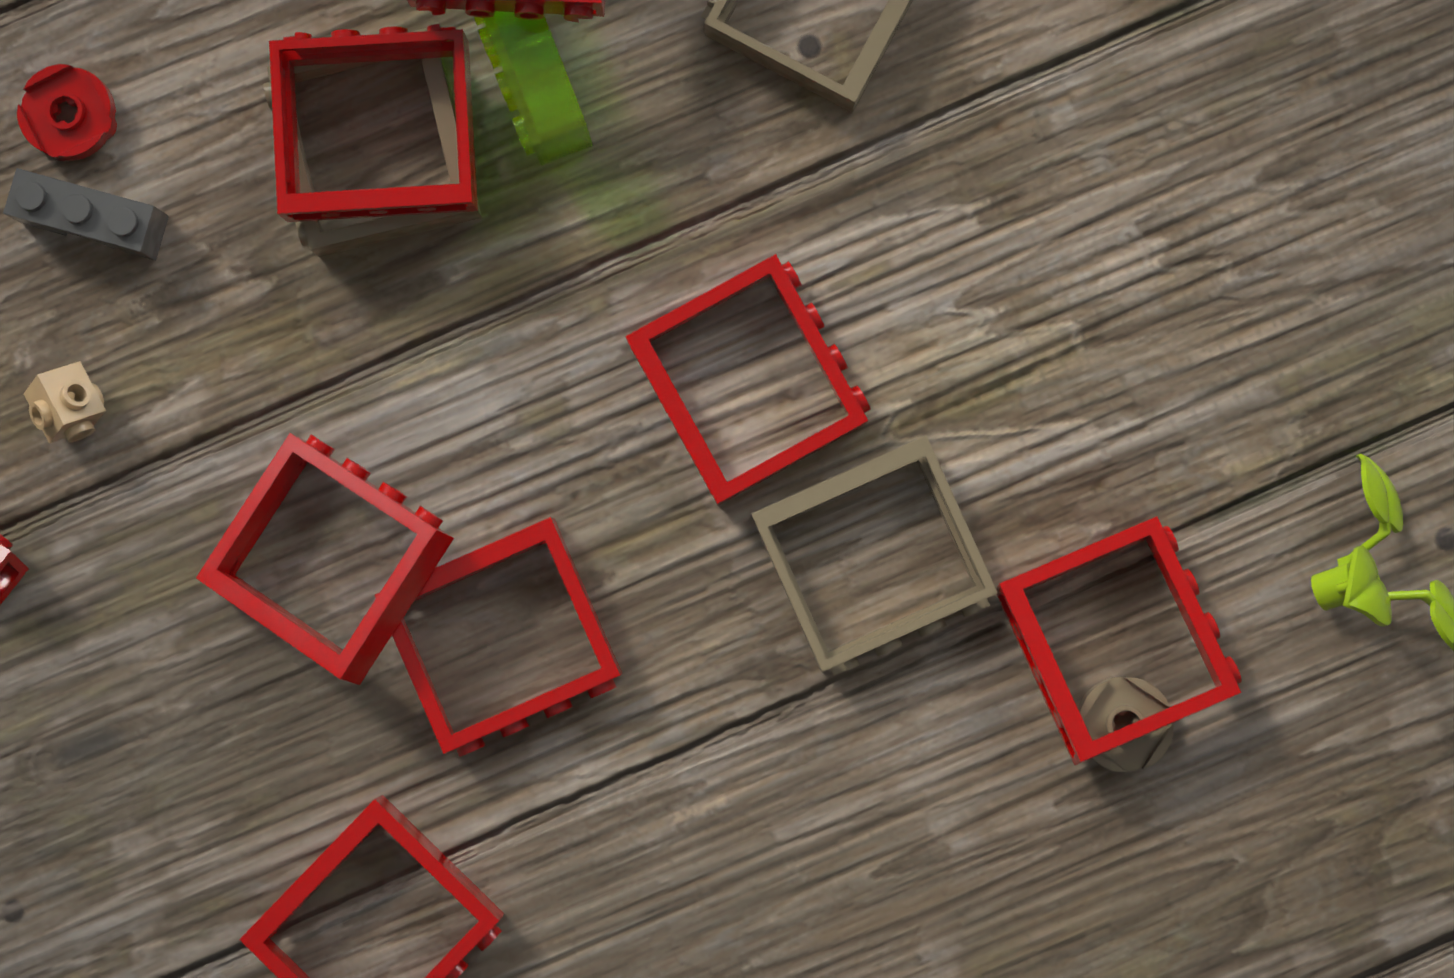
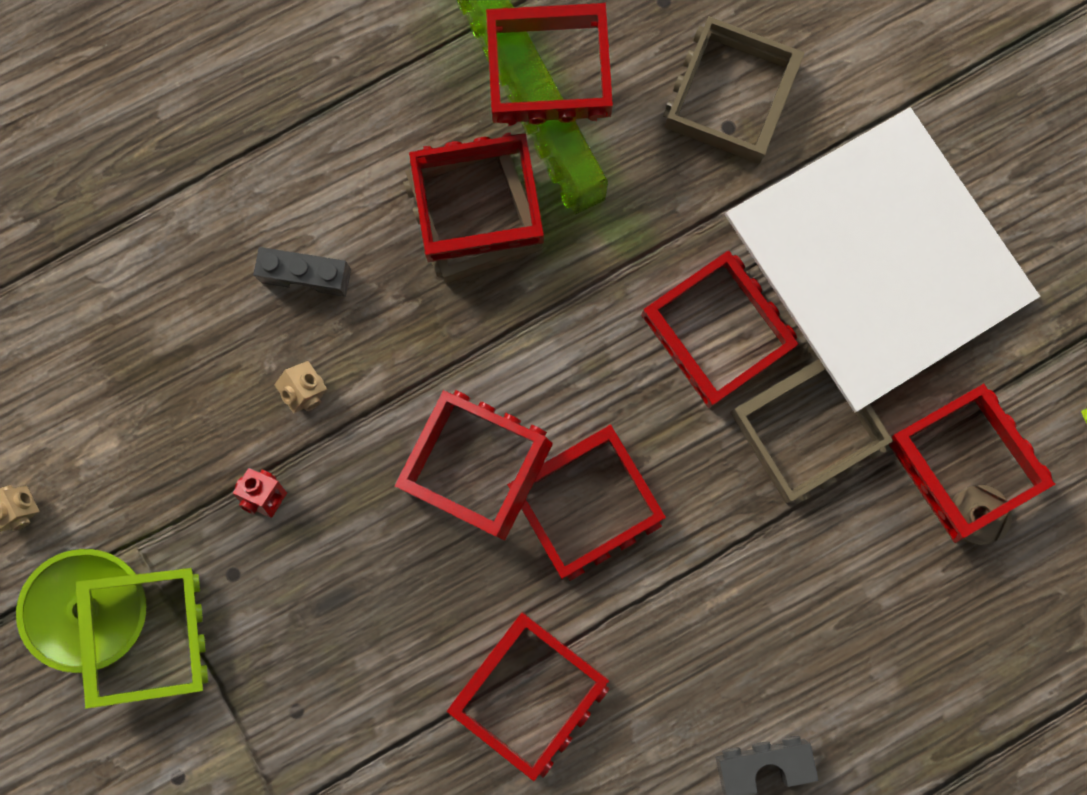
camera: 10 degrees left, 5 degrees down
(41, 104) = (267, 210): red plate -> none
(1023, 291) = (881, 258): none -> white baseplate

